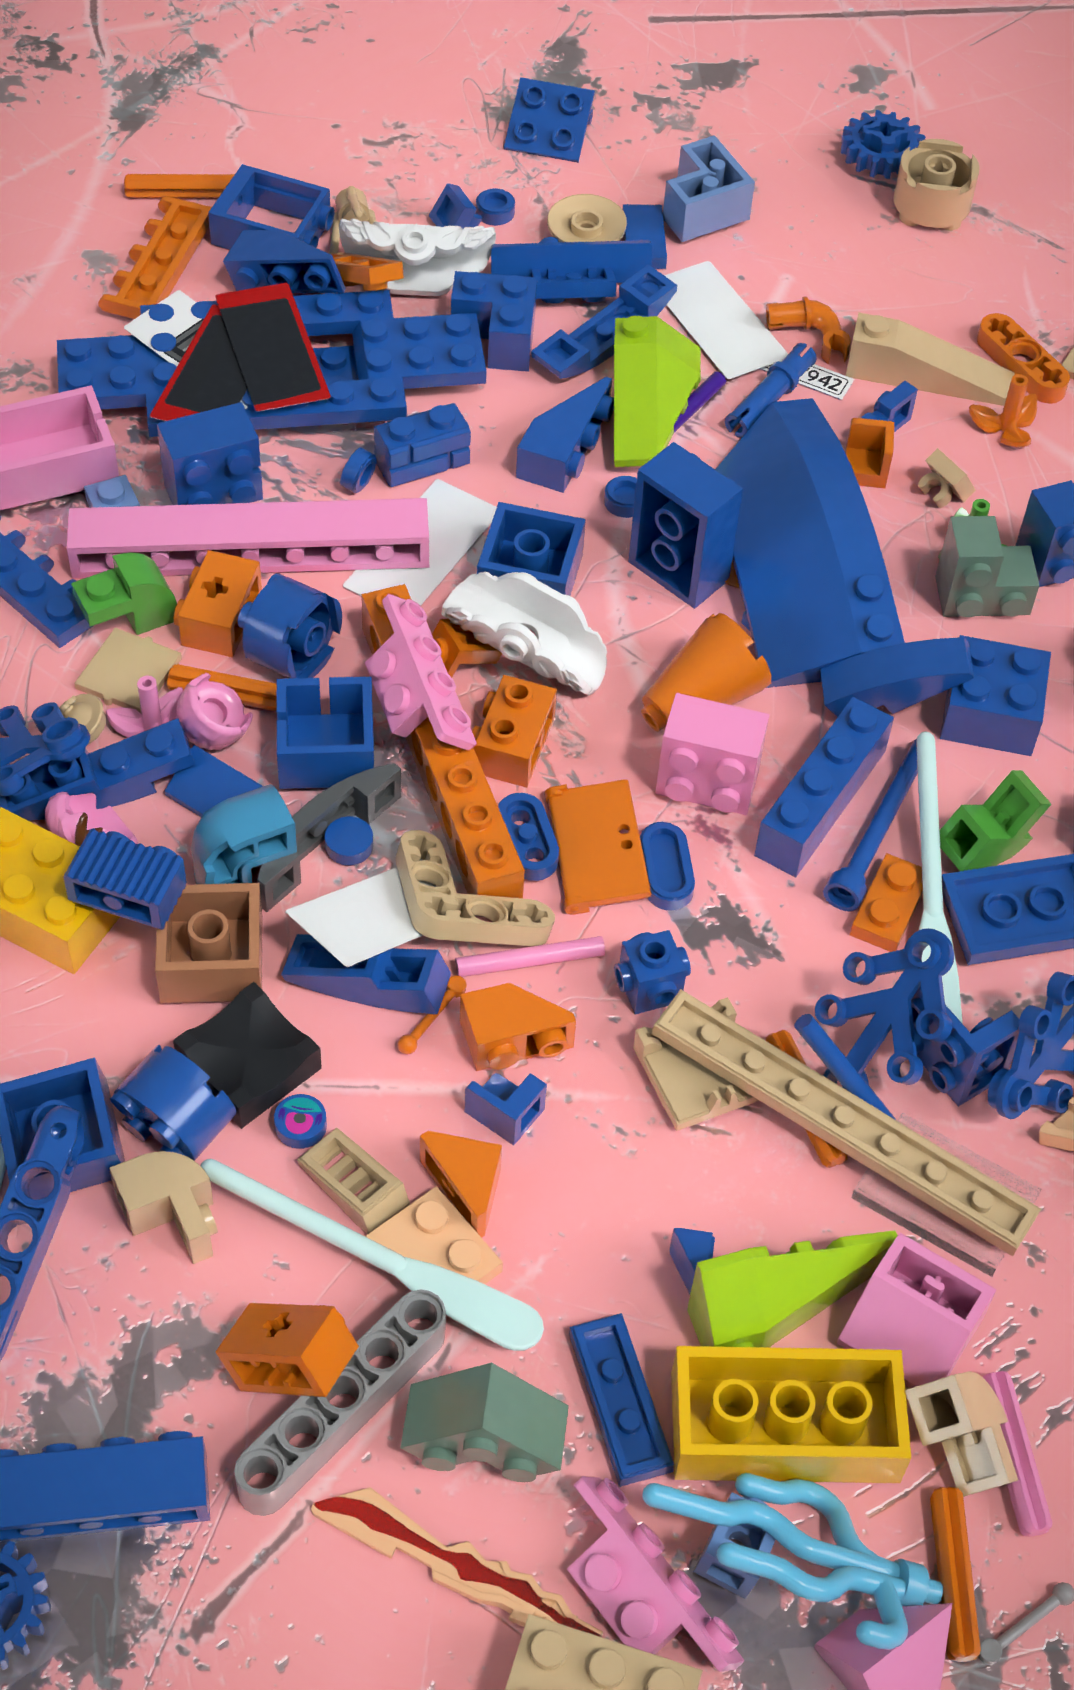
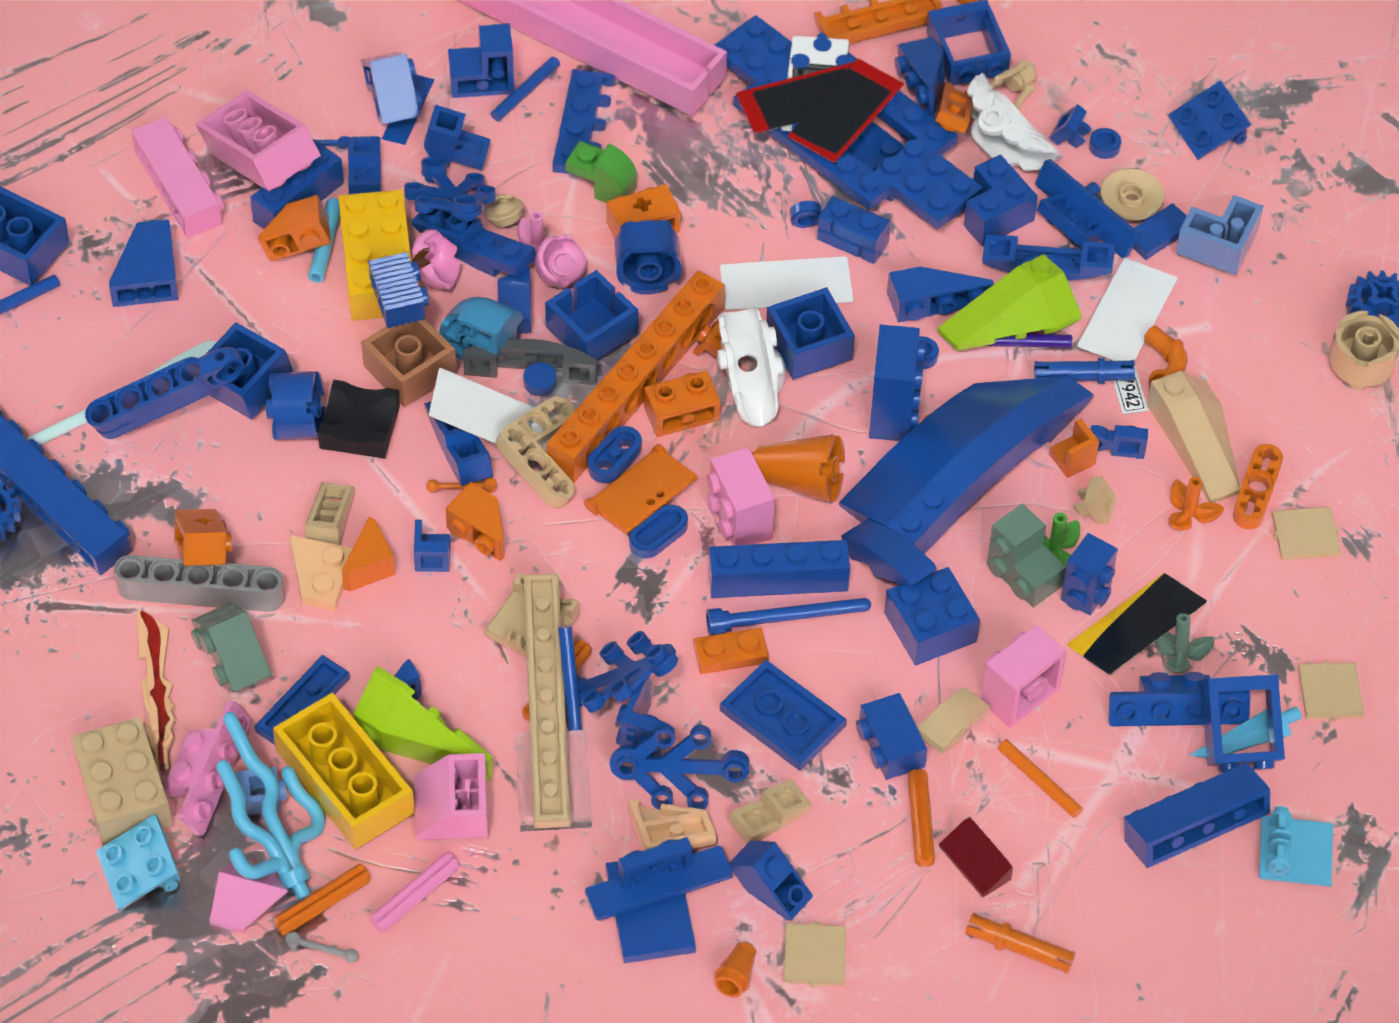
camera: 55 degrees right, 0 degrees up
(111, 493) = (674, 122): medium blue plate -> none
(120, 665) = (565, 210): tan piece -> none
(165, 1189) = (251, 441): tan brick -> none
(211, 457) = (732, 142): blue piece -> none
(251, 691) = (593, 259): orange axle -> none
(274, 533) = (706, 200): bright pink brick -> none
(300, 1121) = (345, 469): tile -> none
(414, 679) = (655, 328): bright pink bracket -> none
(466, 1300) = (296, 598): light aqua piece -> none
(530, 956) = (538, 505): bright pink bar -> none
(651, 970) = (571, 559): blue brick -> none
(933, 914) = (699, 696): light aqua piece -> none
(967, 1420) = (407, 847): tan brick -> none
(997, 829) = (820, 667): bright green brick -> none

